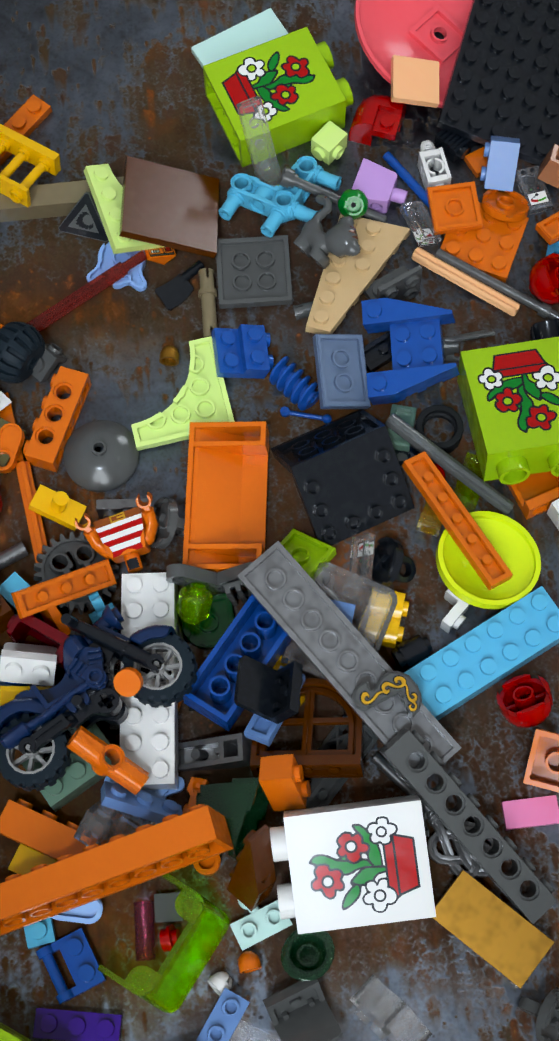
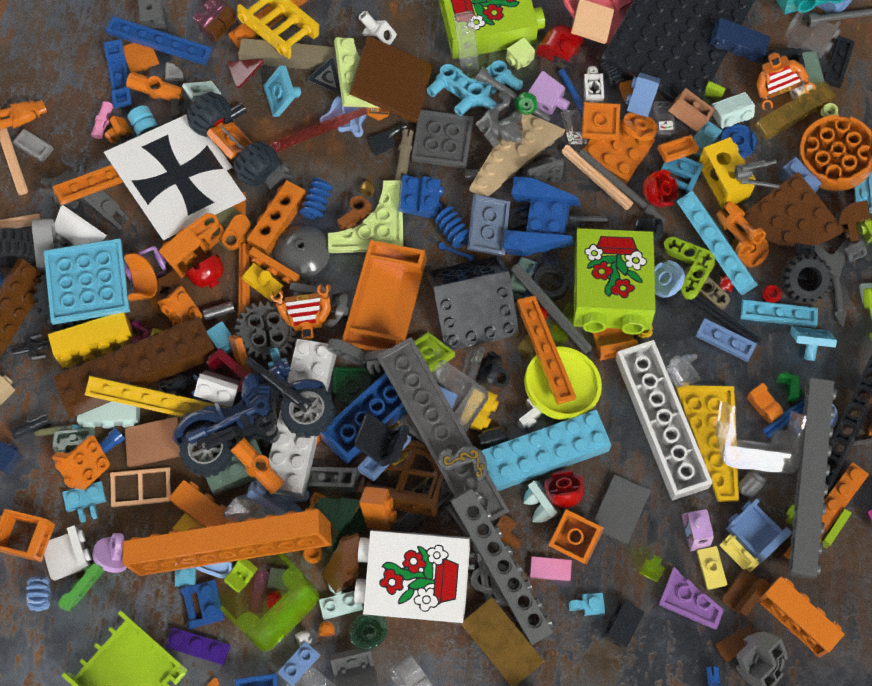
camera: 10 degrees right, 0 degrees up
(26, 251) = (280, 91): none -> medium azure tile
(63, 588) = (253, 340): orange tile -> none
(71, 485) = (273, 267): none -> orange plate
(104, 383) = (315, 199): none -> blue piece
(115, 914) = (241, 575): none -> lime bracket
(128, 682) = (283, 414): orange tile -> none
(134, 145) = (376, 28): none -> white bracket
(161, 394) = (355, 215): none -> dark orange plate
(194, 603) = (344, 370): clear neon green head -> none
(459, 766) = (506, 526): none -> dark orange piece
(505, 734) = (545, 510): none -> light aqua tile

